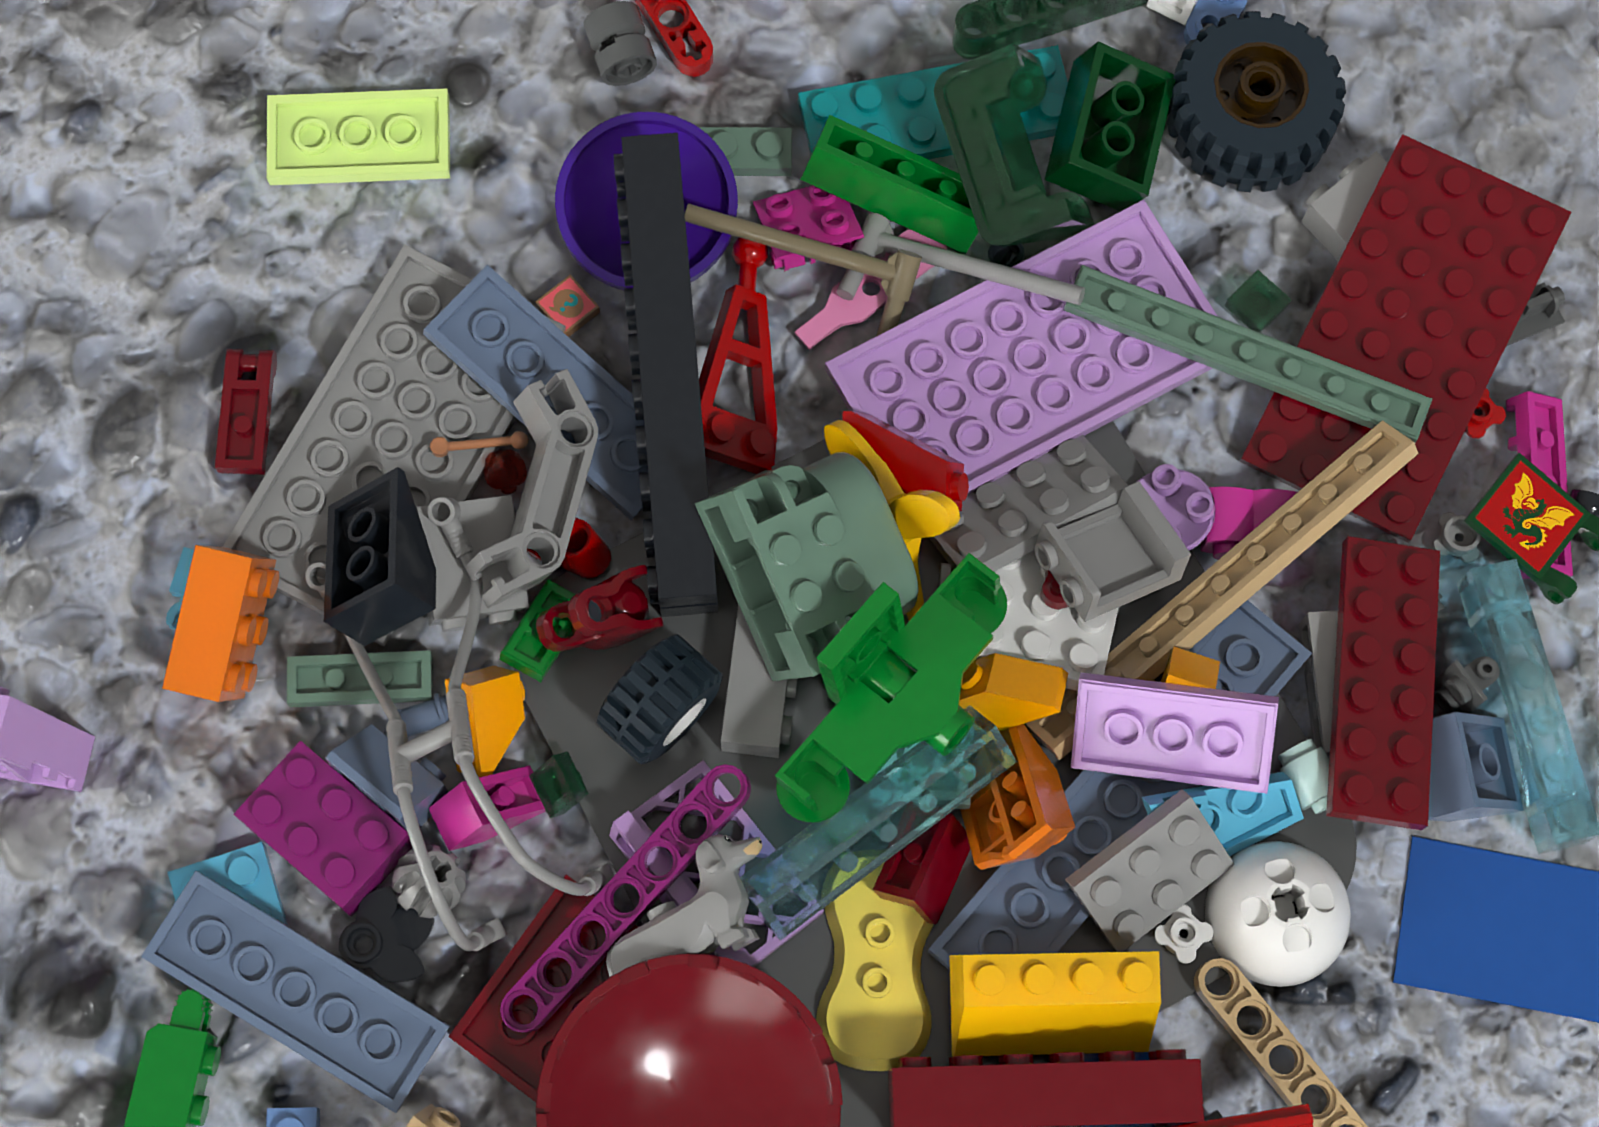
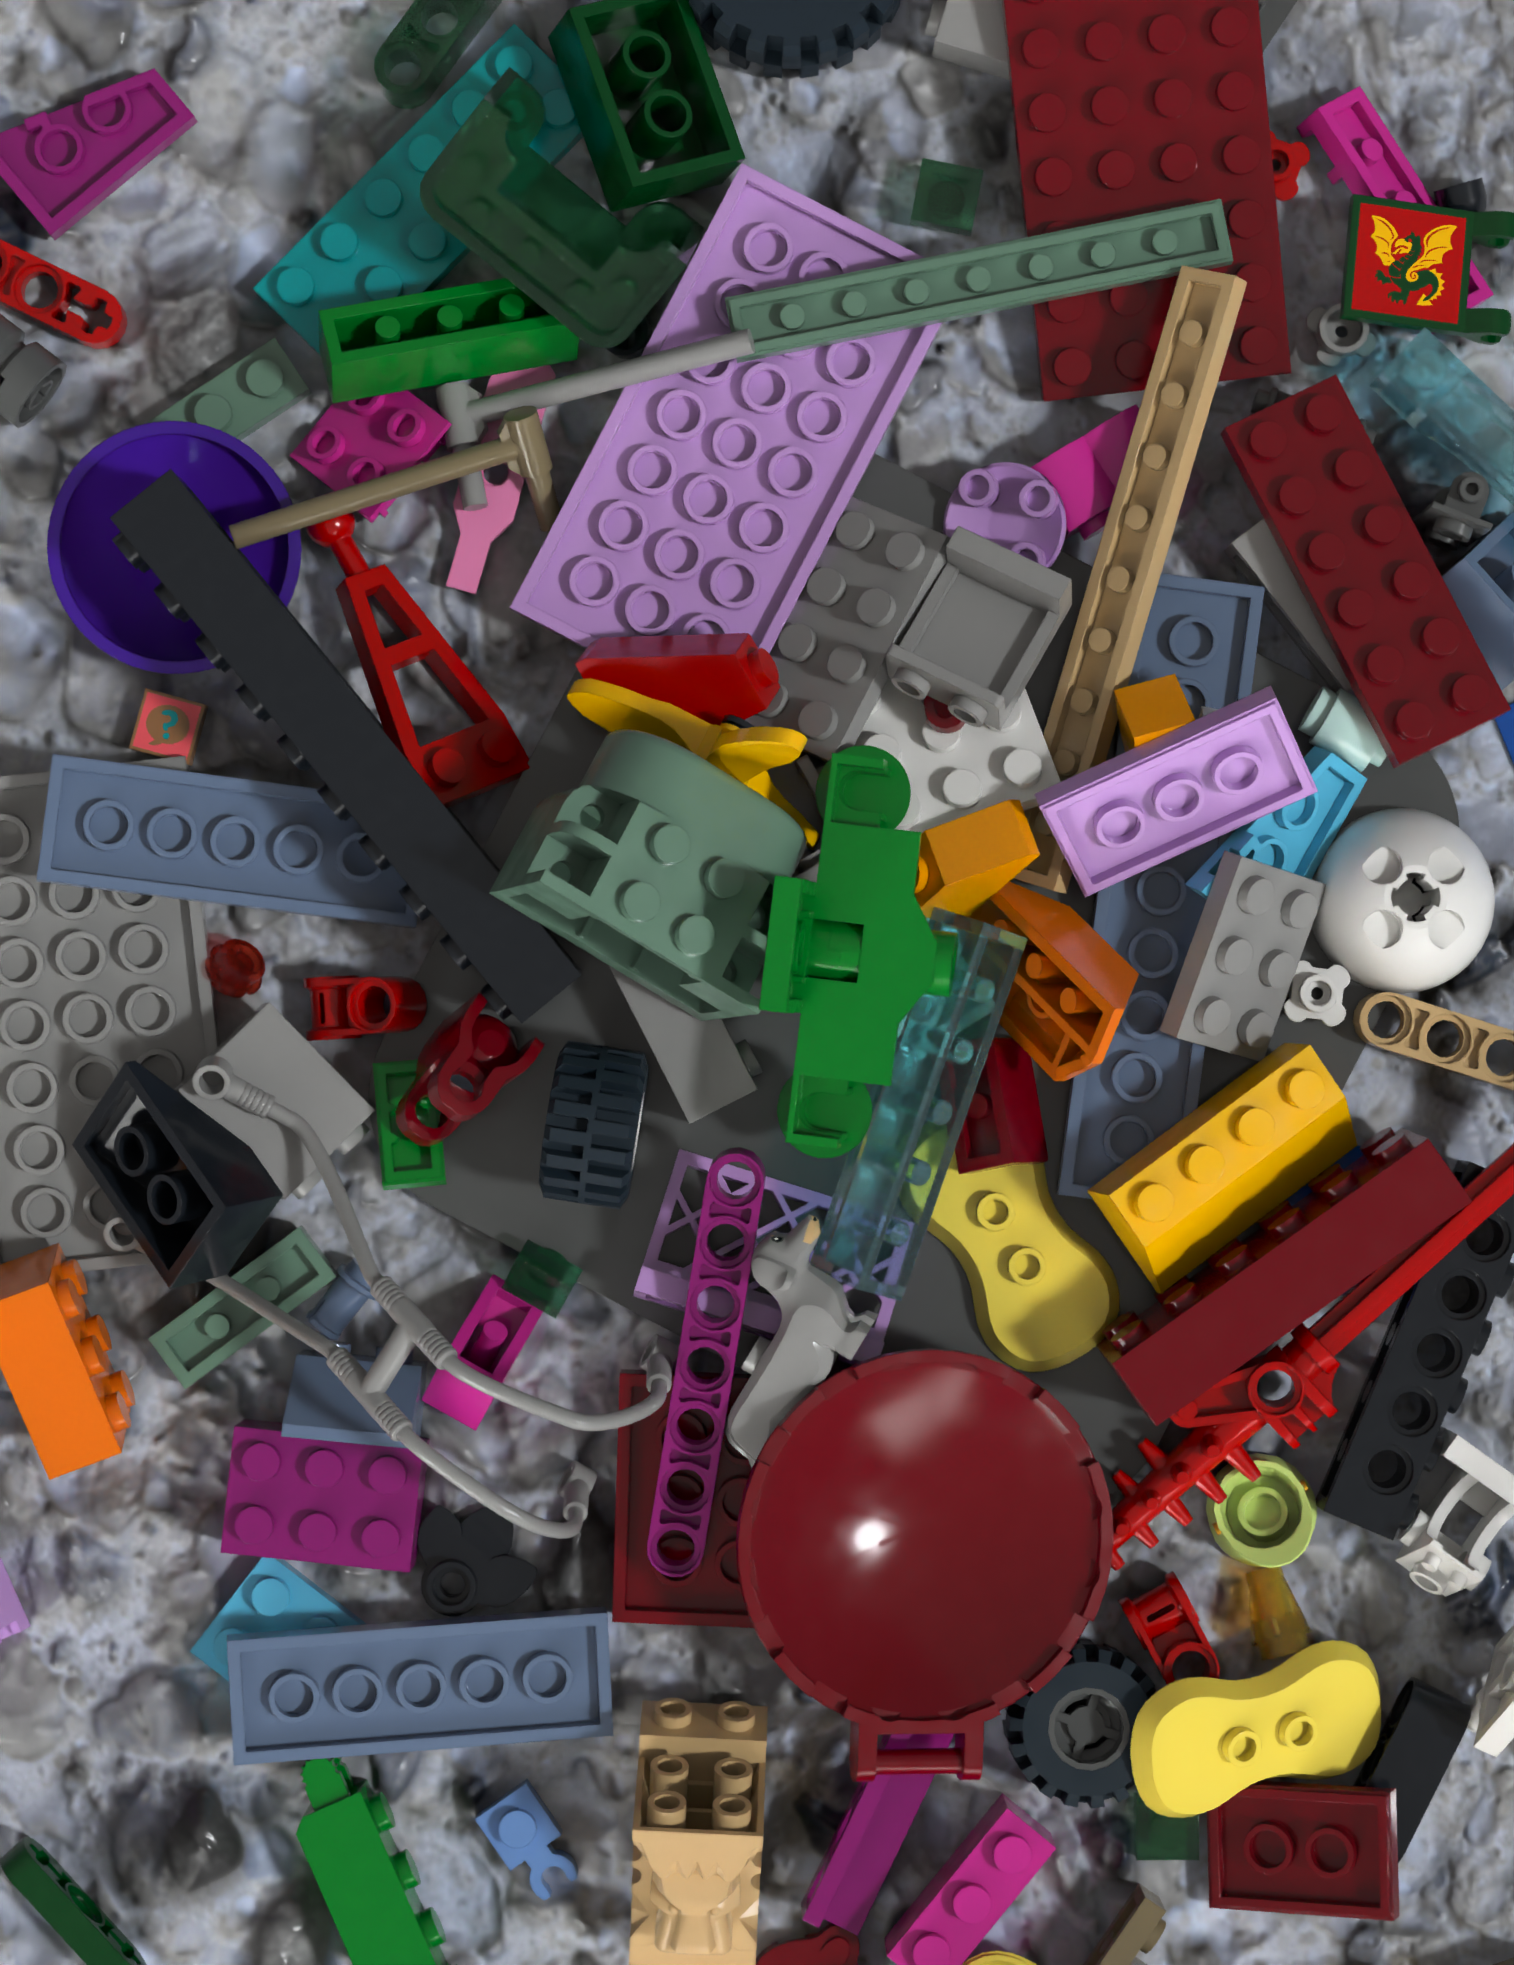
camera: 30 degrees left, 15 degrees up
(410, 884) = (484, 1456): light grey piece -> none
(440, 446) = (147, 993): nougat hinge -> none
(494, 712) = (417, 1253): light orange slope -> none
(550, 490) = (311, 972): light grey piece -> none

